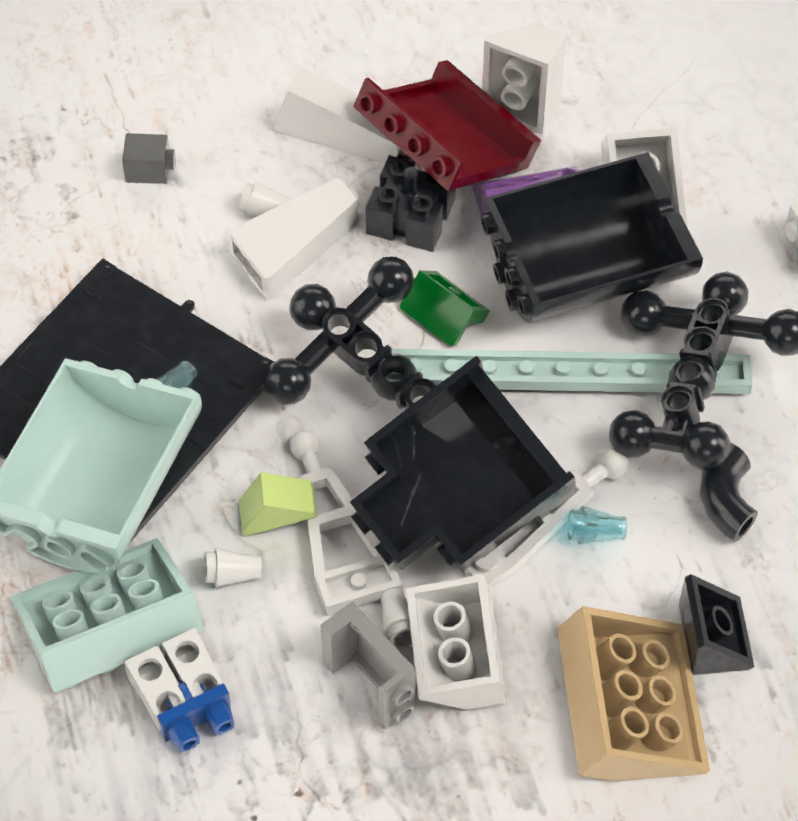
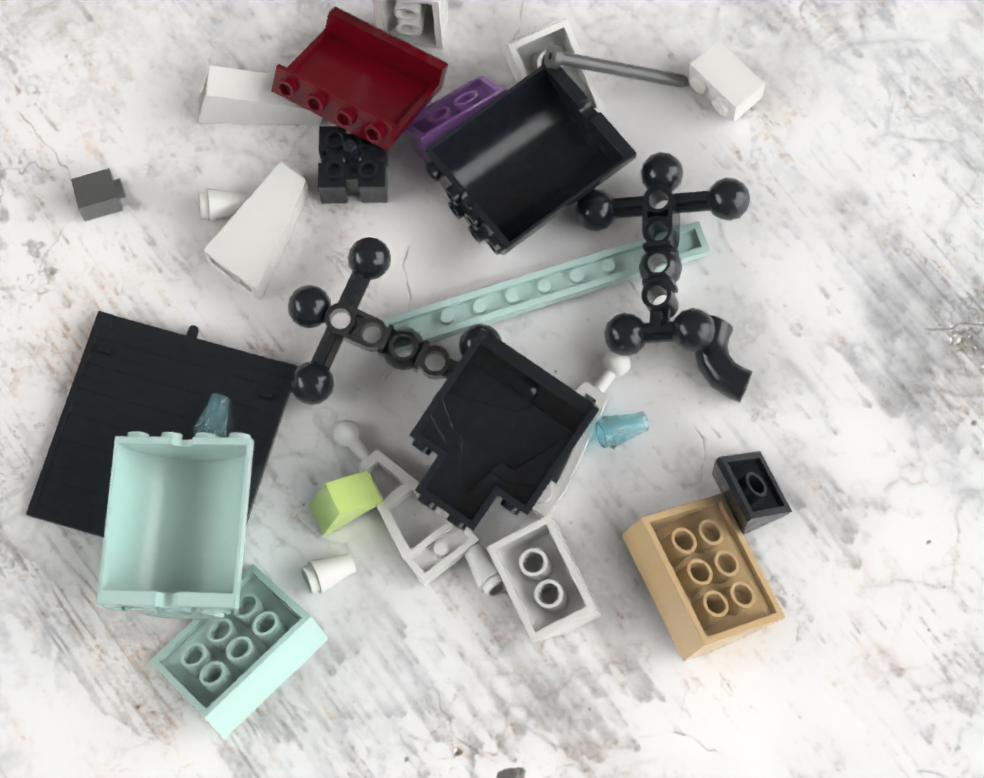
camera: 15 degrees left, 15 degrees up
(182, 704) = (337, 709): hips -> none
(354, 637) = (462, 605): light grey panel -> none
(442, 306) = (419, 257): green panel -> none
(651, 150) = (555, 57): none -> dark grey bar

